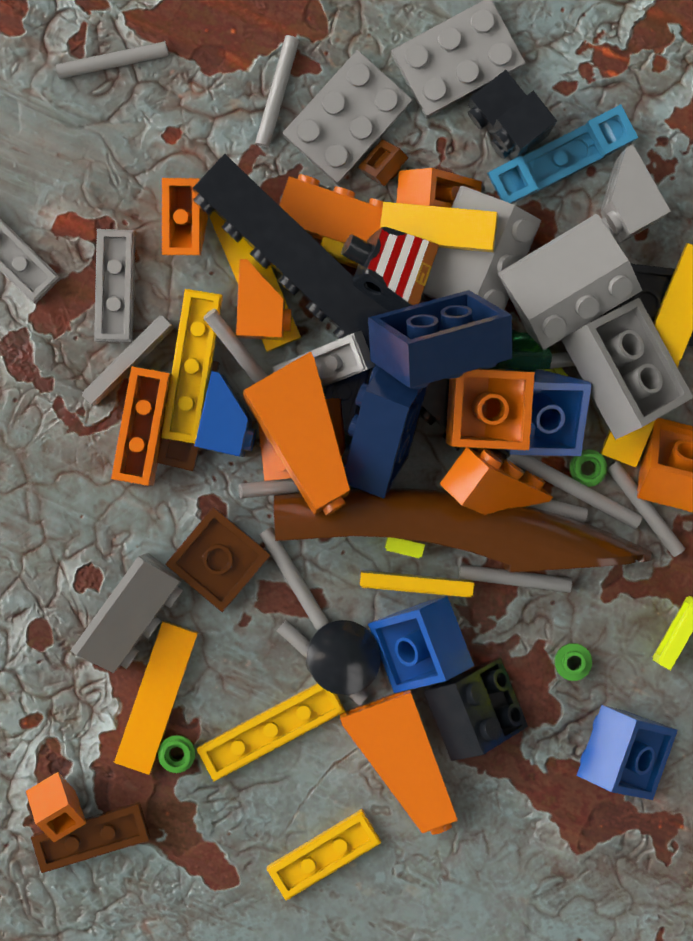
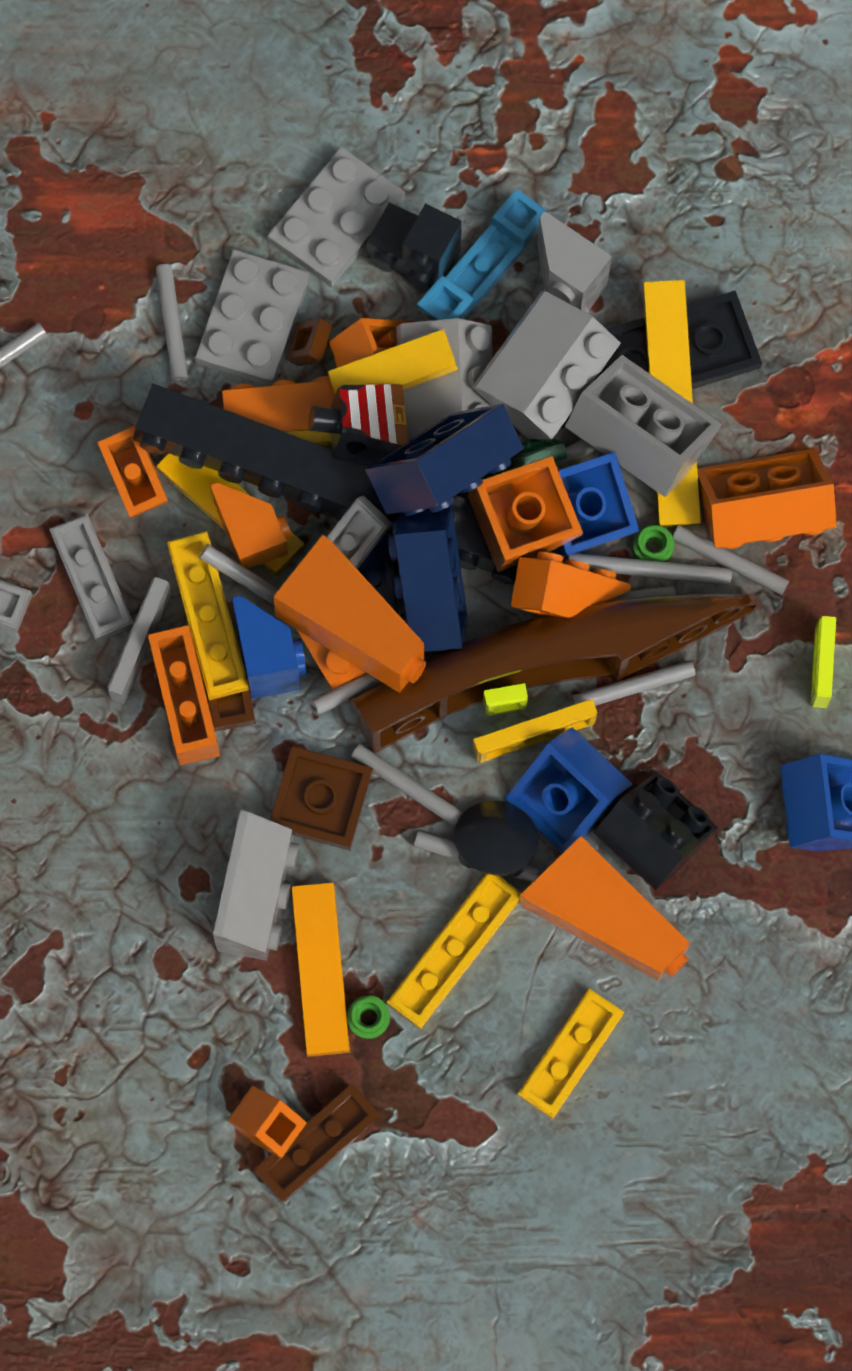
camera: 20 degrees left, 15 degrees down
(565, 653) = (728, 752): bright green plate -> none

